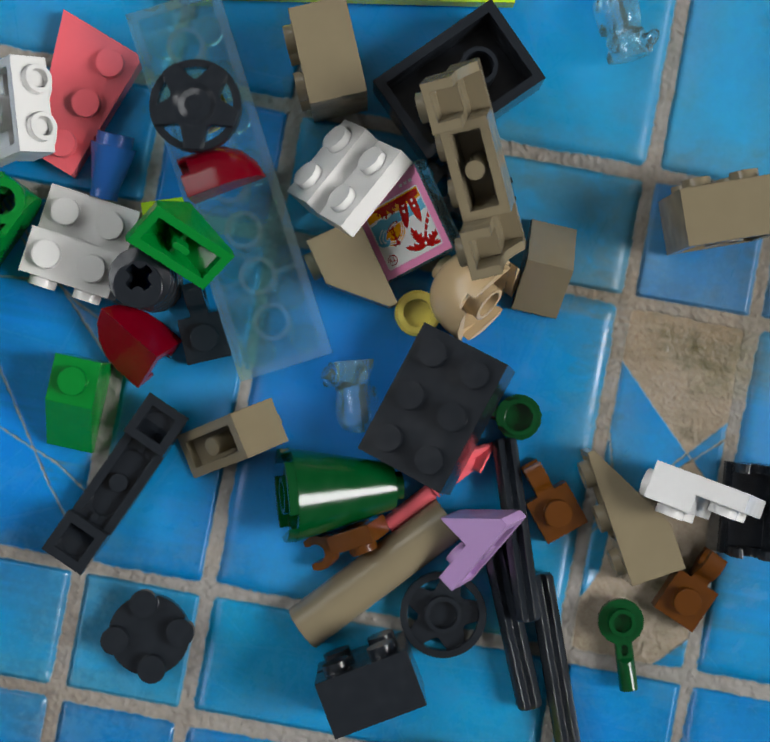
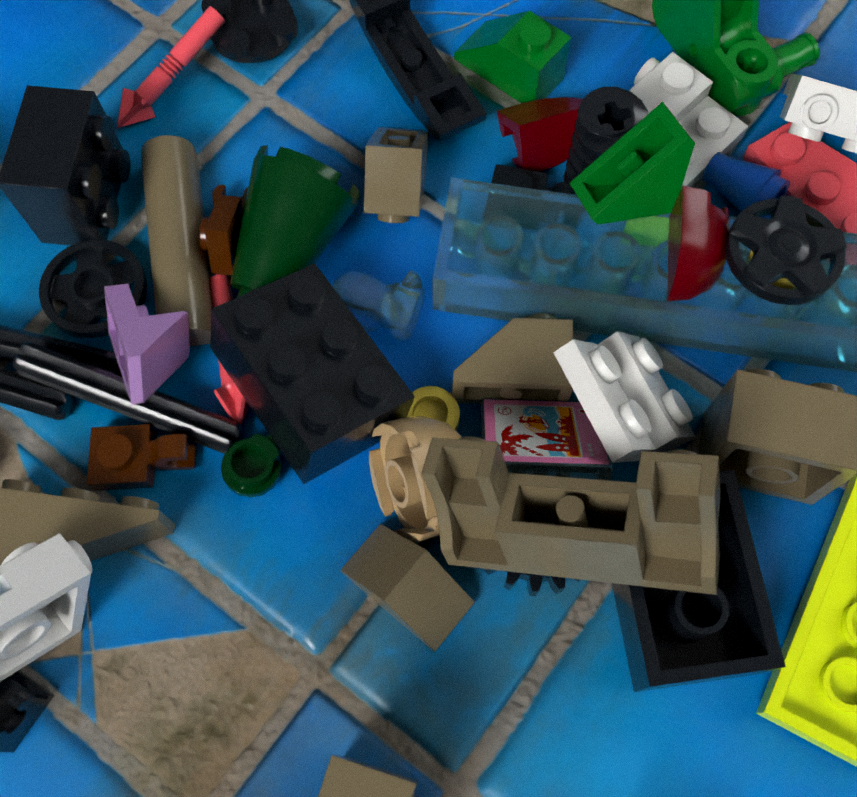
camera: 115 degrees right, 20 degrees down
(271, 679) = (137, 104): none -> coral piece

